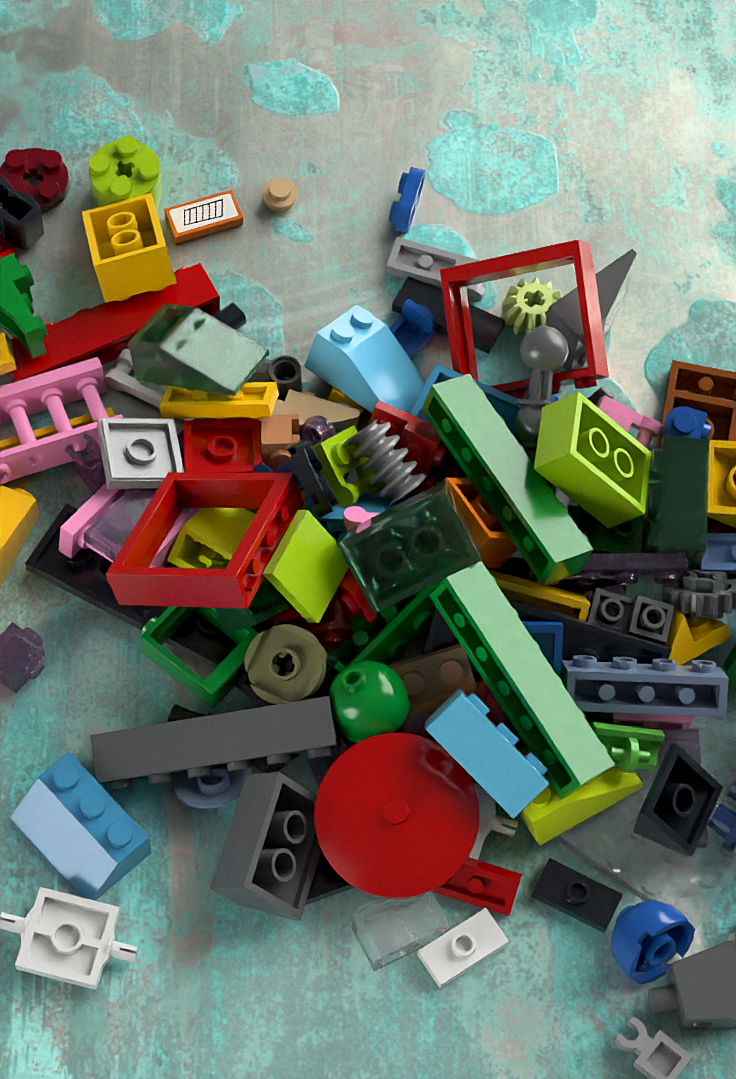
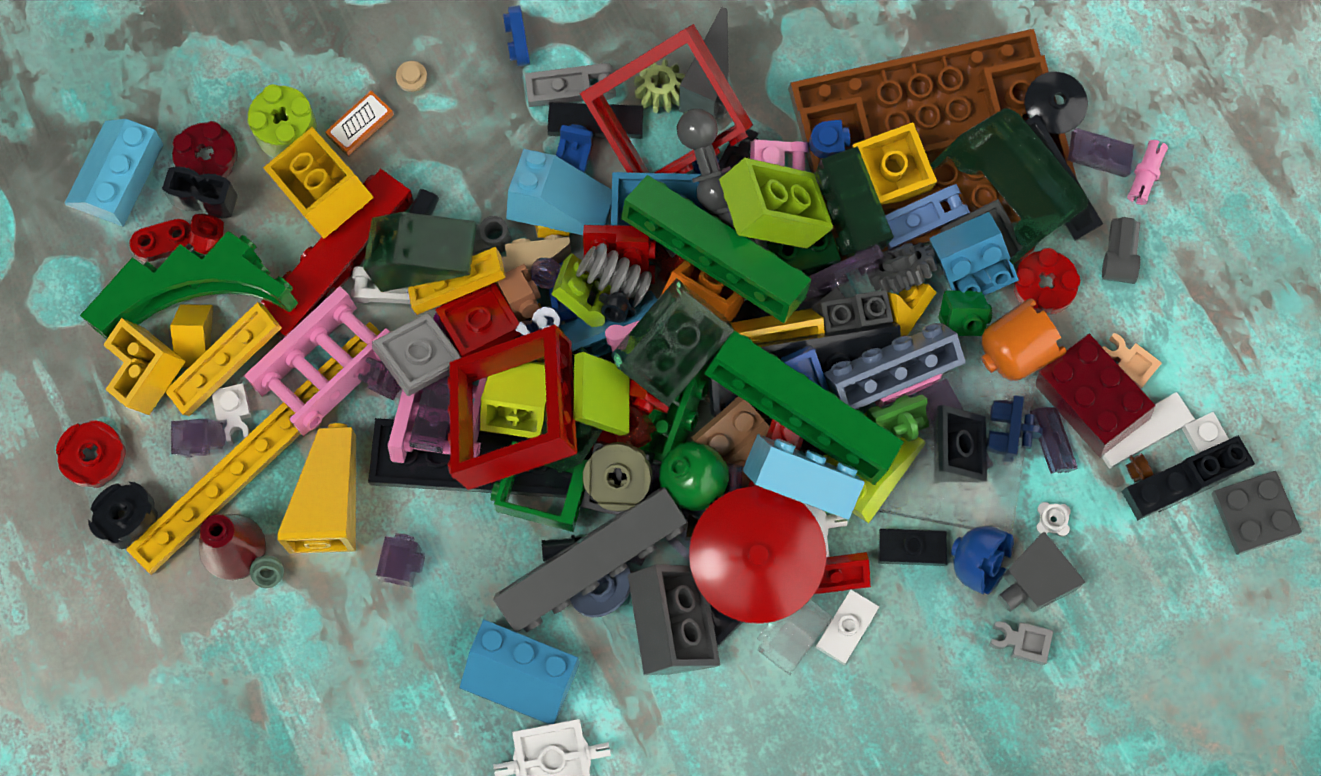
camera: 20 degrees left, 10 degrees up
(307, 467) = (568, 321): black plate -> none
(371, 492) = (616, 307): none -> black plate

